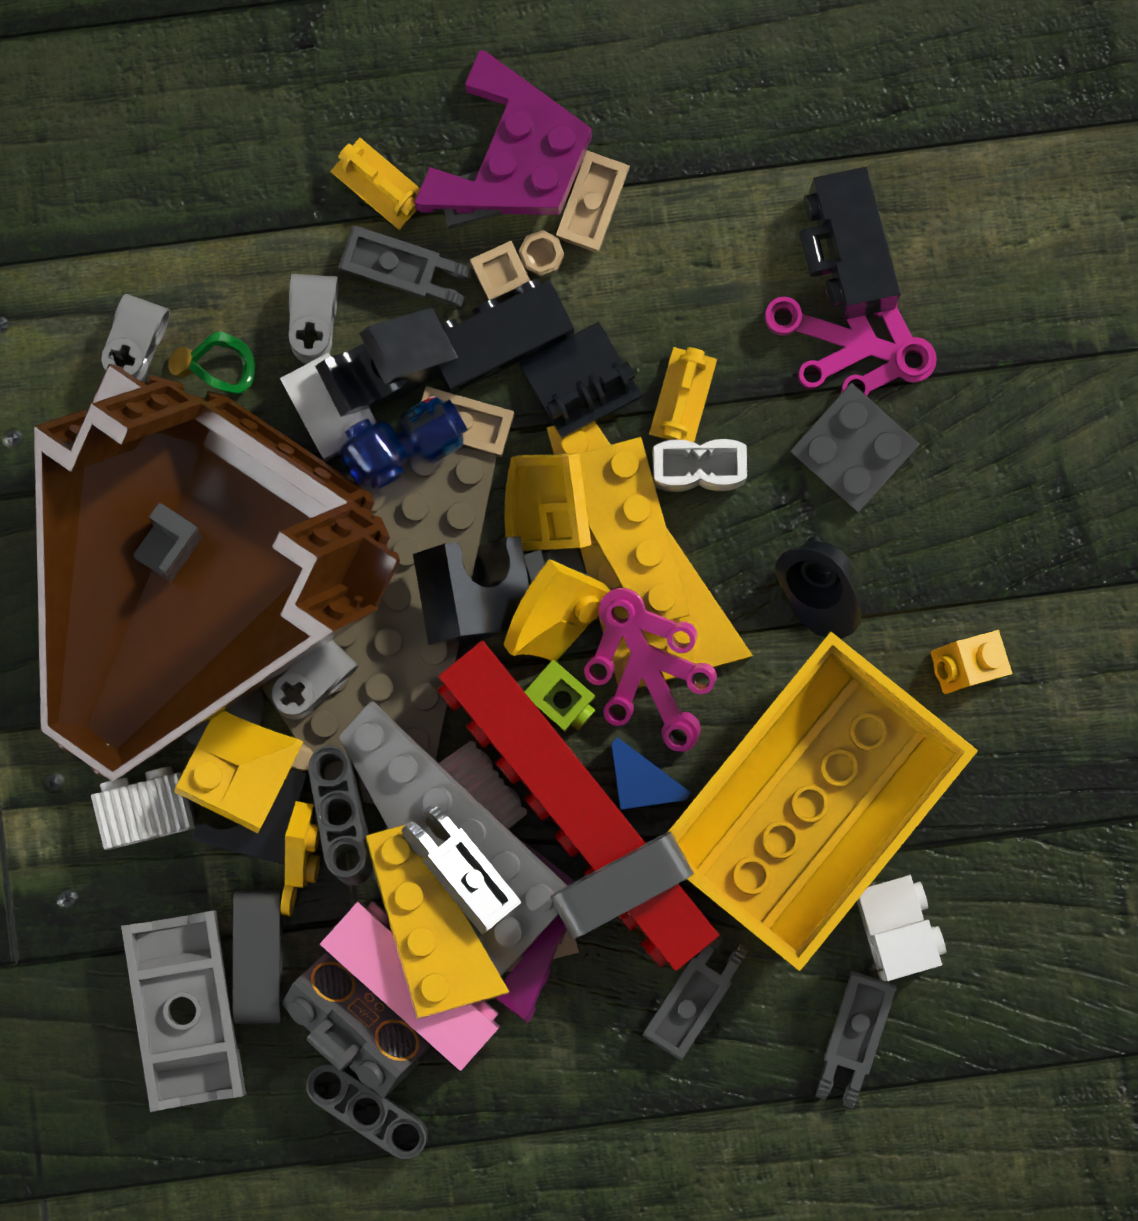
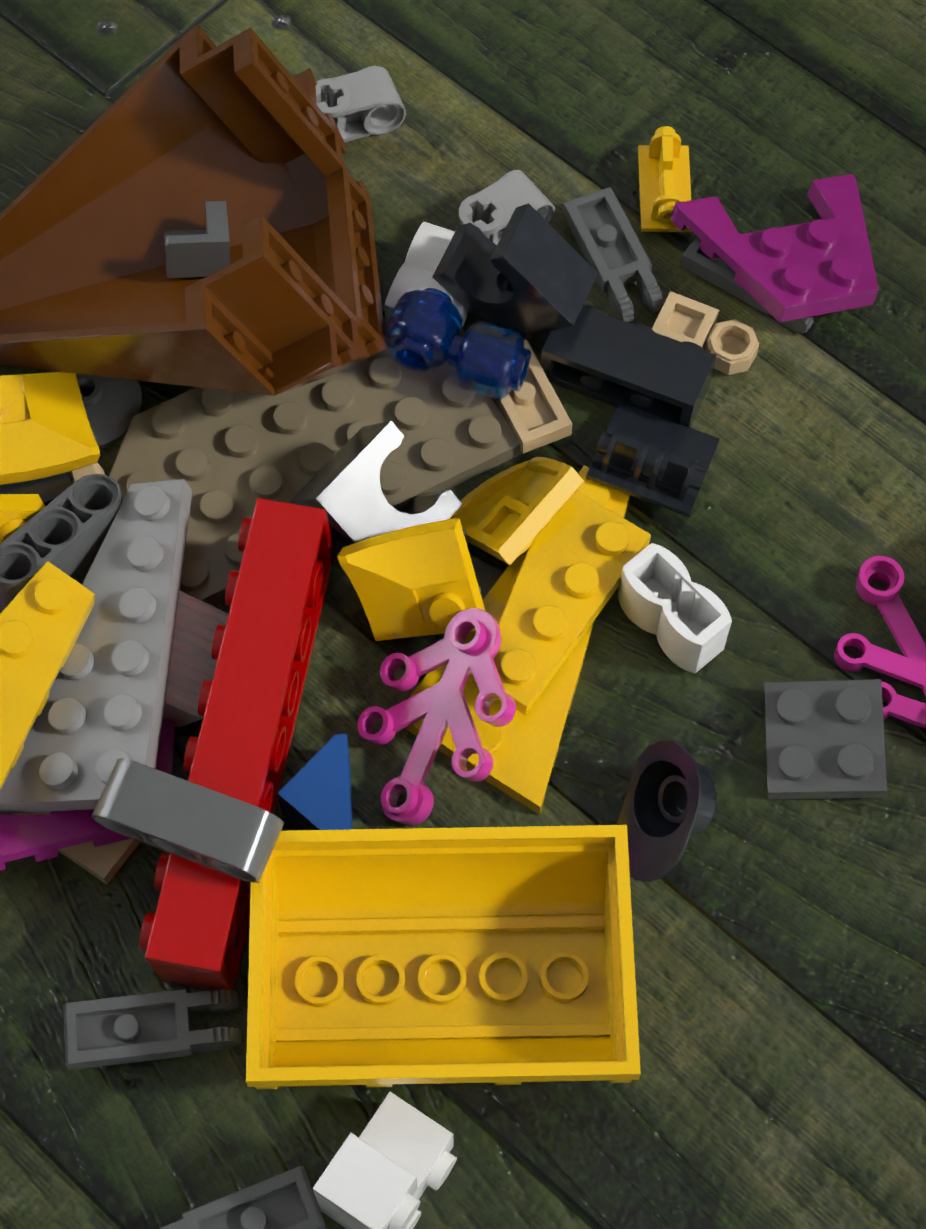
camera: 50 degrees right, 20 degrees down
(183, 362) = (373, 156): green piece -> none
(318, 674) = (174, 436): light grey piece -> none
(461, 869) = (80, 671): hinge -> none
(554, 680) = (343, 646): lime brick -> none
(592, 201) = (817, 350): tan plate -> none
(683, 395) = (732, 552): yellow hinge -> none
(970, 662) = (727, 1022): yellow bracket -> none

